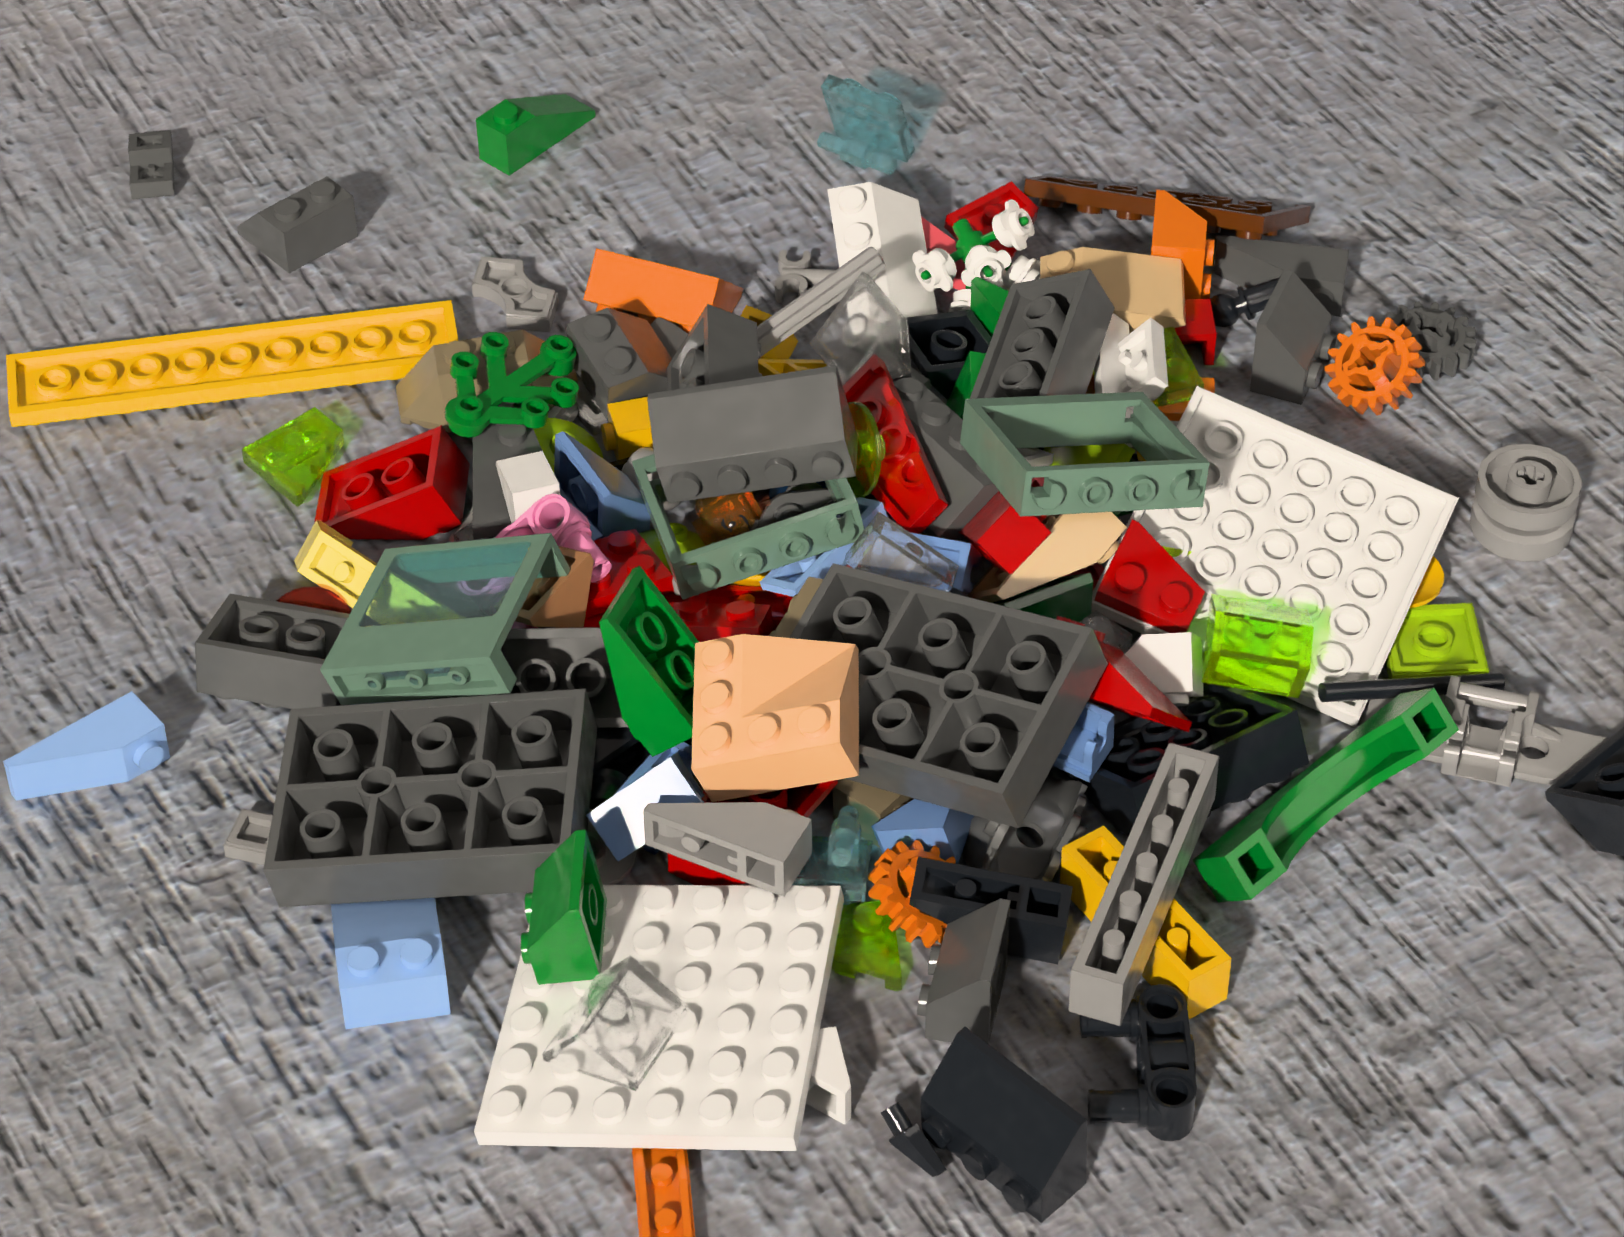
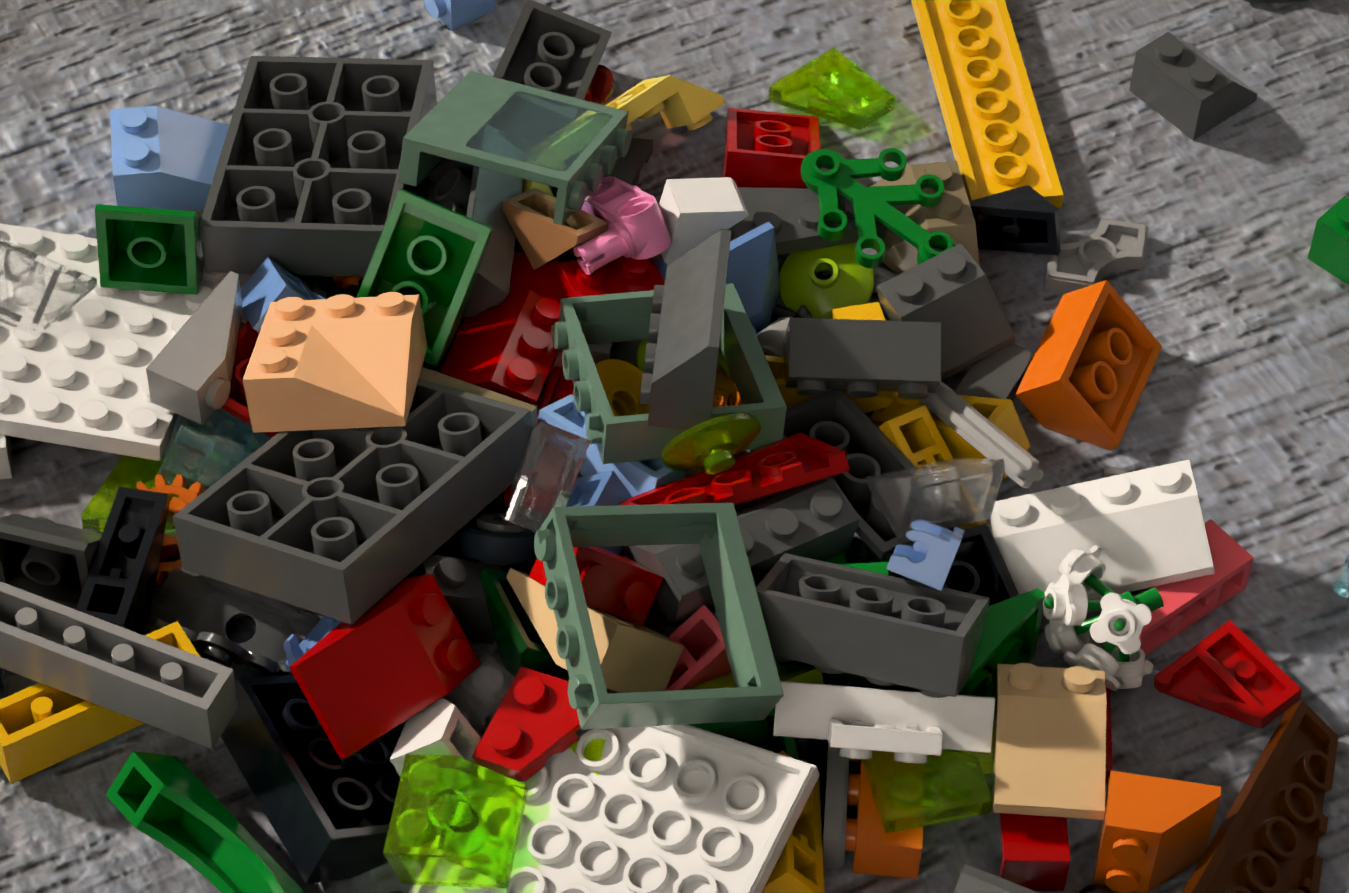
camera: 90 degrees right, 5 degrees up
(493, 310) = (1017, 222): none -> black slope
(965, 320) = (930, 556): none -> medium blue hinge

